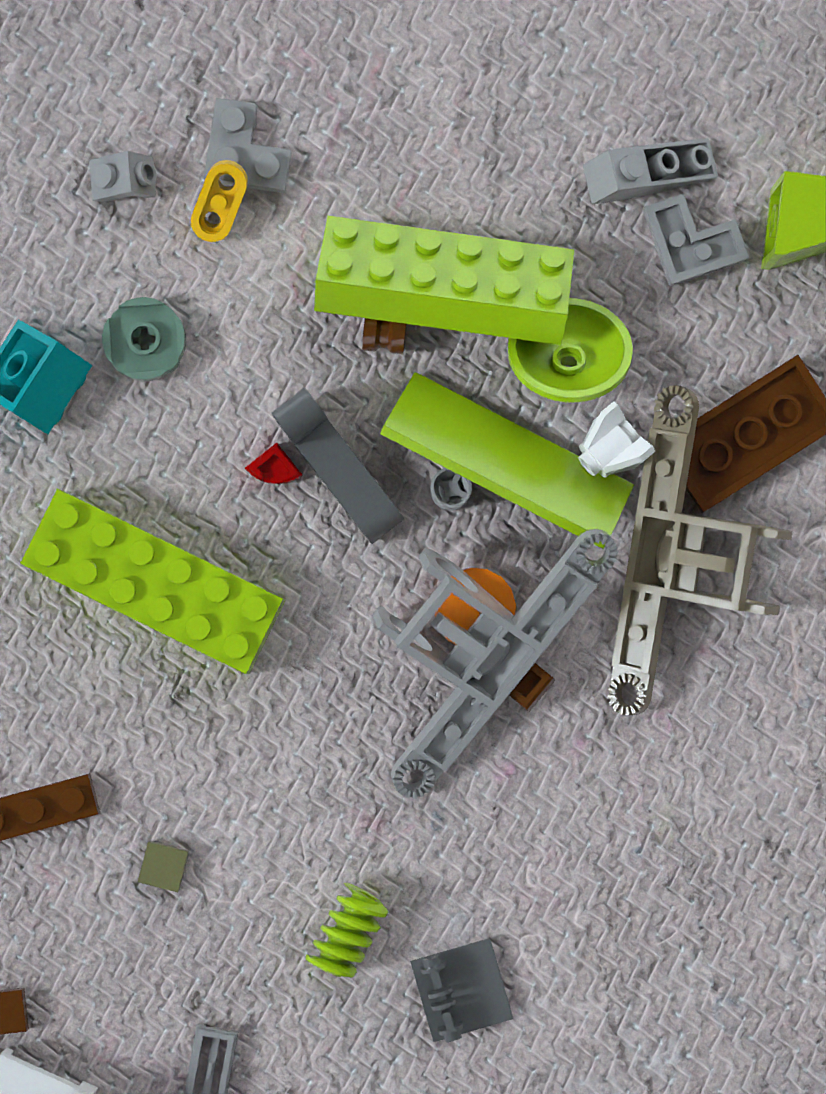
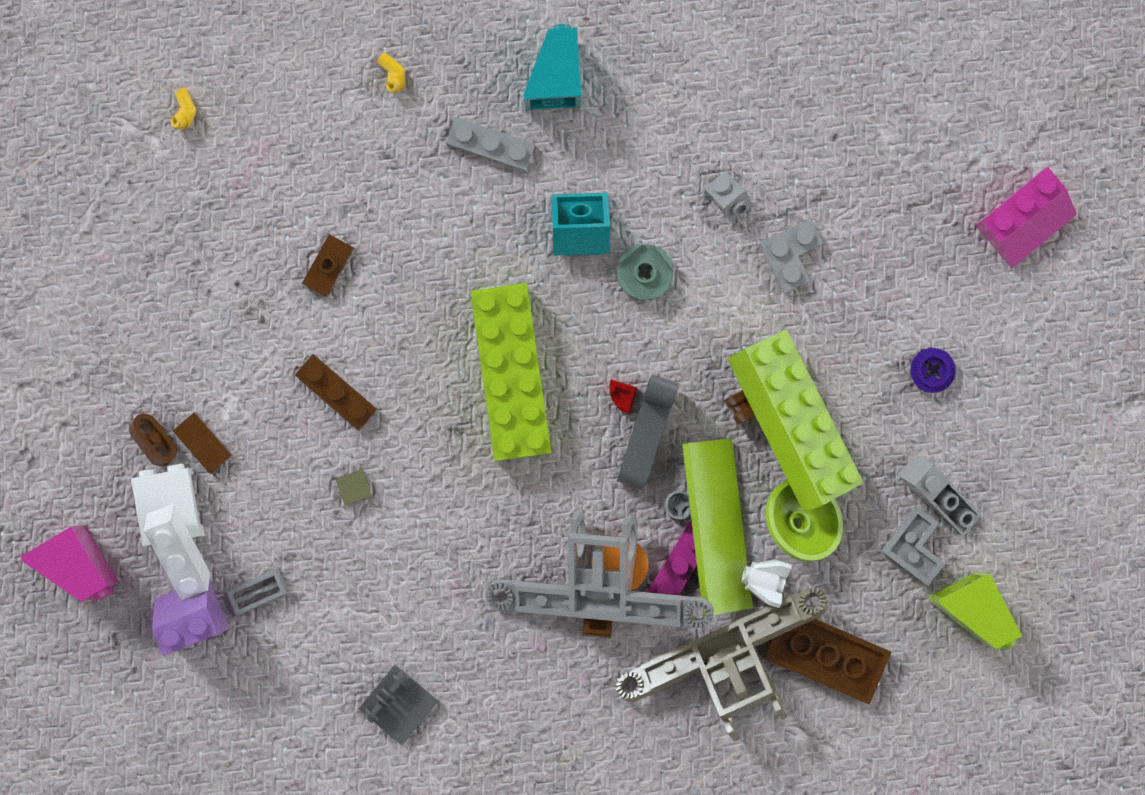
camera: 50 degrees right, 0 degrees up
(219, 199) = (753, 261): yellow plate -> none
(348, 932) = (387, 618): lime piece -> none
(509, 64) = (945, 372): none -> dark purple gear
(523, 540) = (677, 566): none -> dark pink plate

